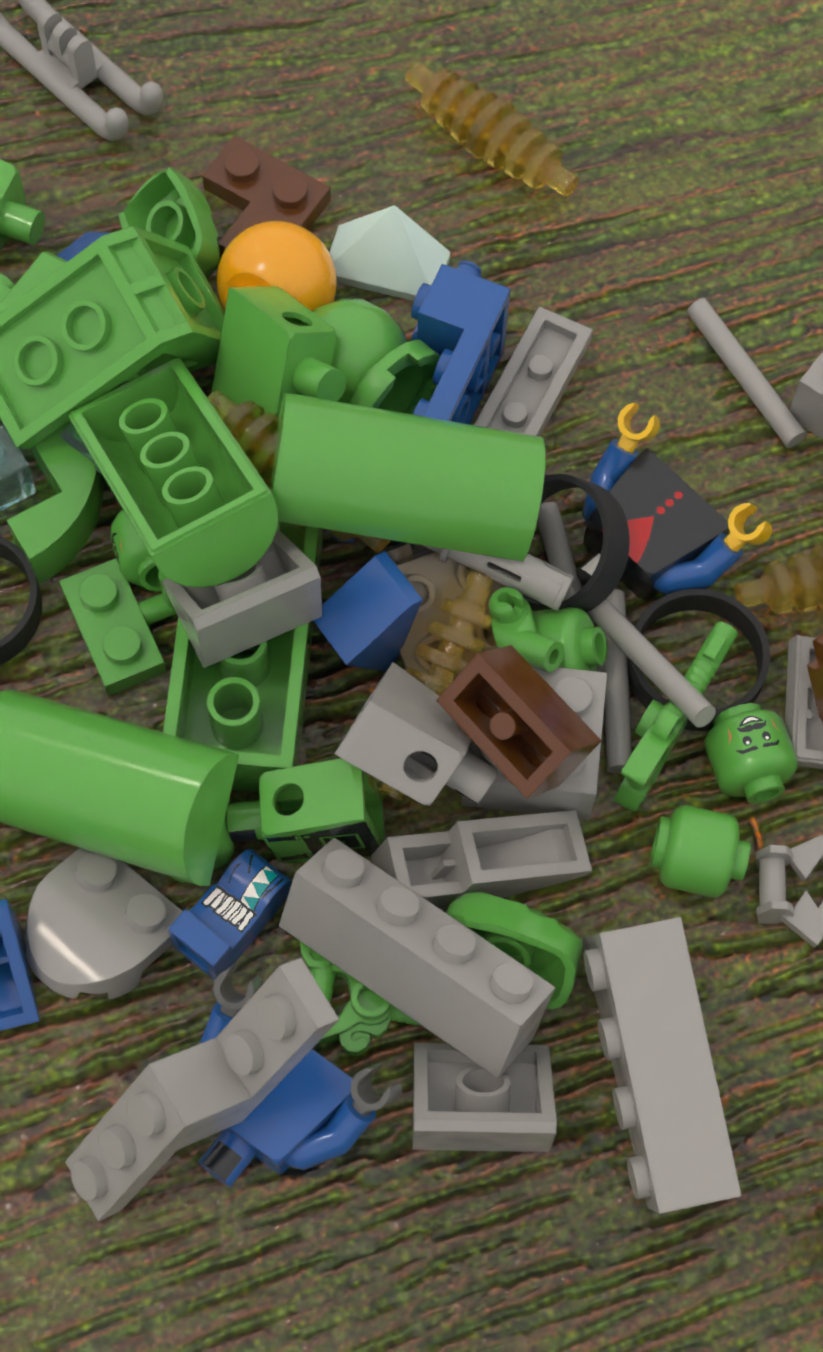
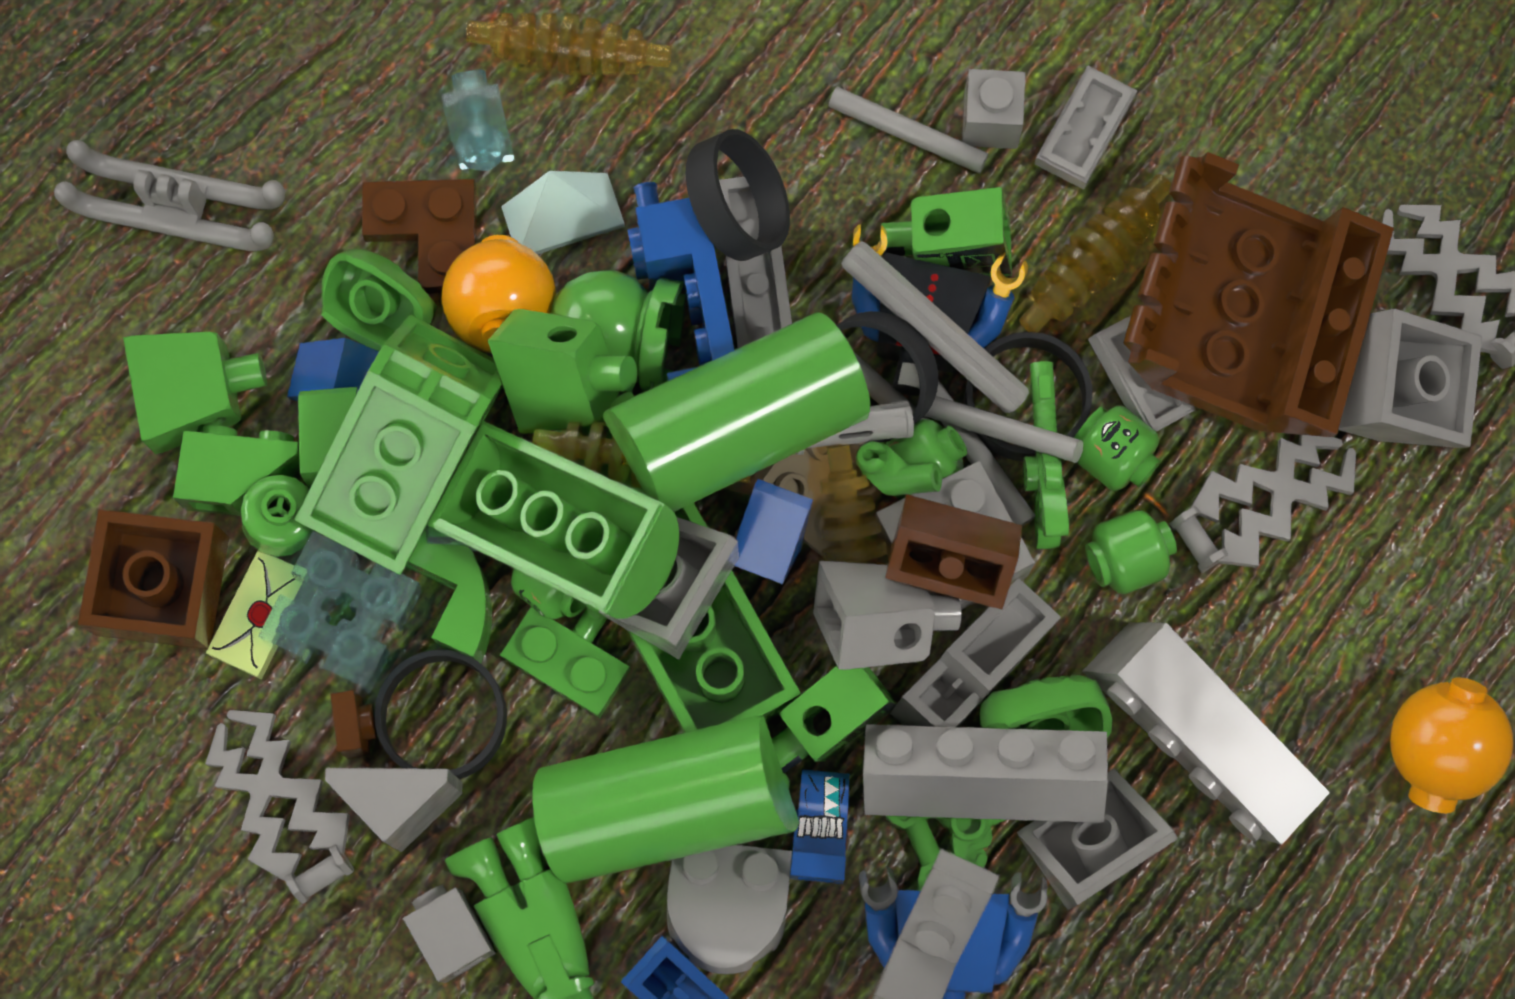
camera: 30 degrees left, 10 degrees up
(362, 136) = (477, 122): none -> clear light blue hips
(506, 320) = (711, 206): none -> black tyre
(646, 532) = (935, 327): none -> light grey axle
(730, 466) = (956, 231): none -> bright green torso

